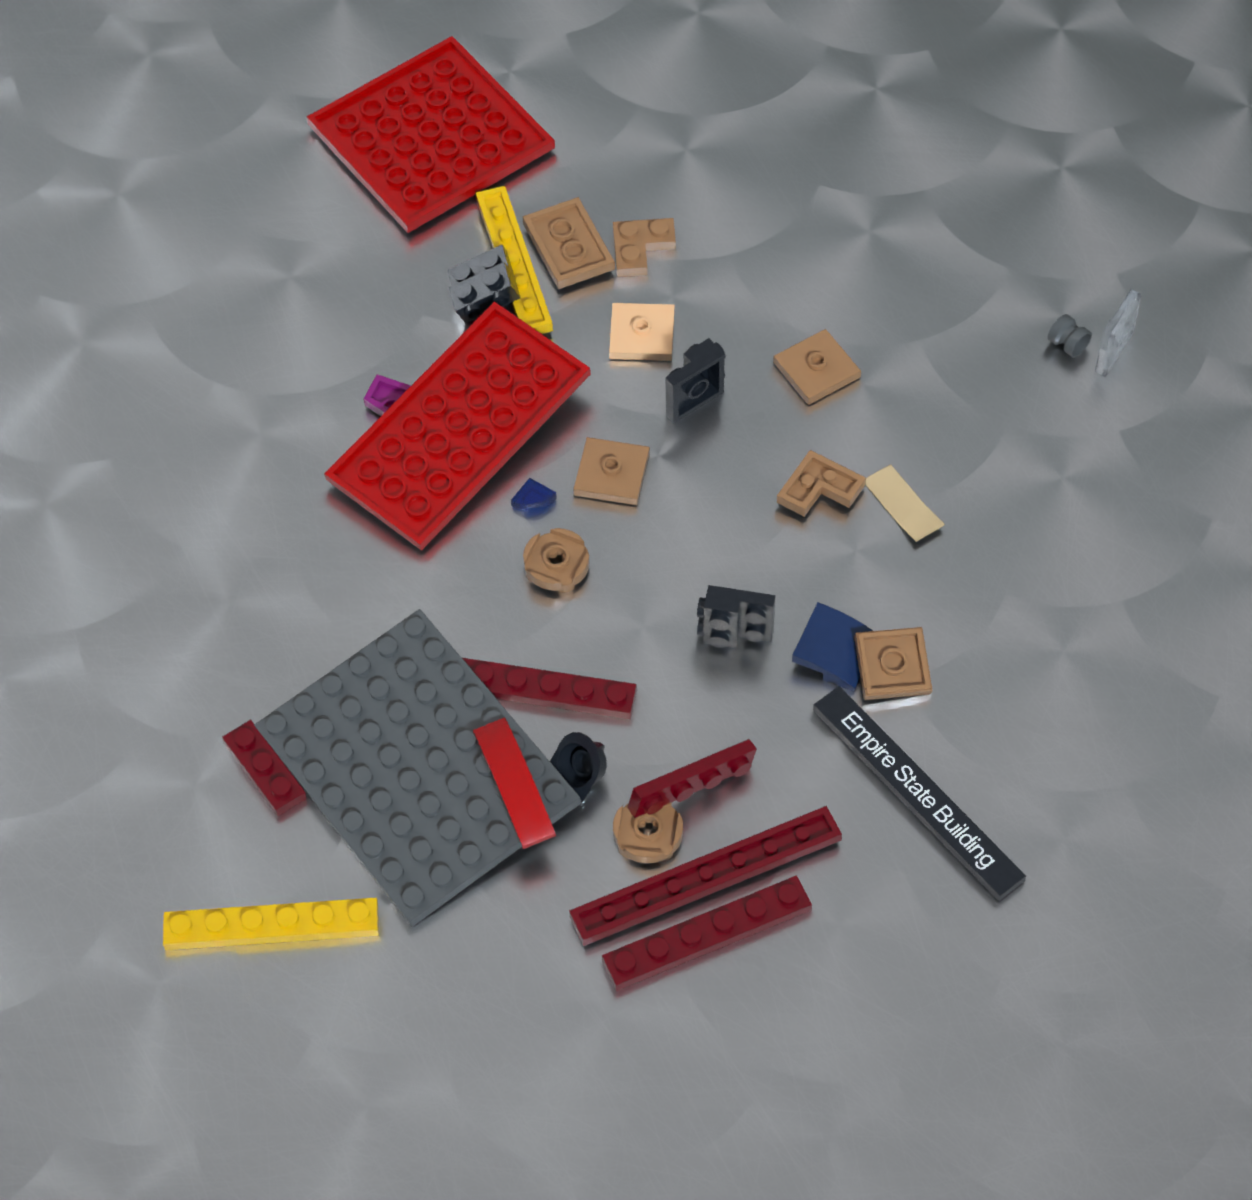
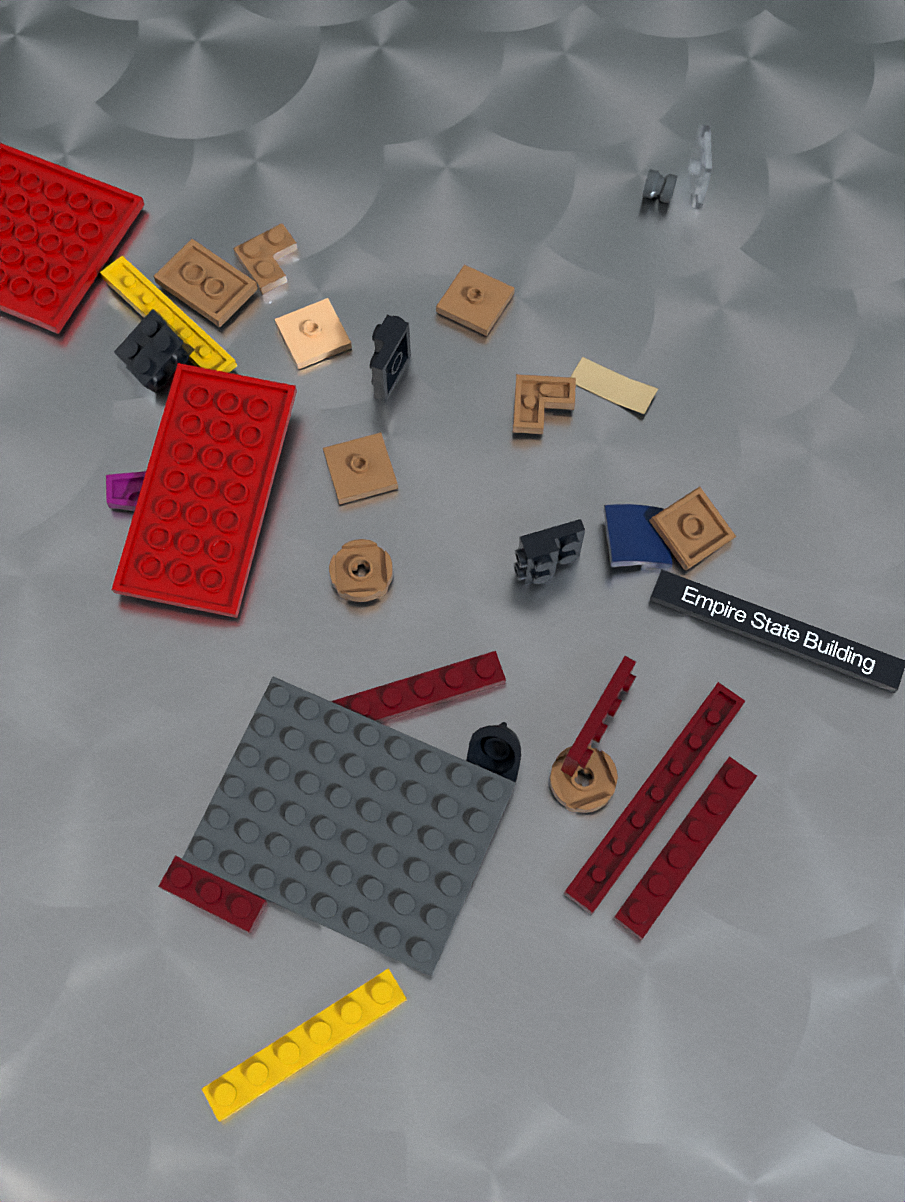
camera: 30 degrees left, 10 degrees up
(514, 783) = (454, 799): red slope -> none
(533, 495) = (306, 521): clear blue tile -> none

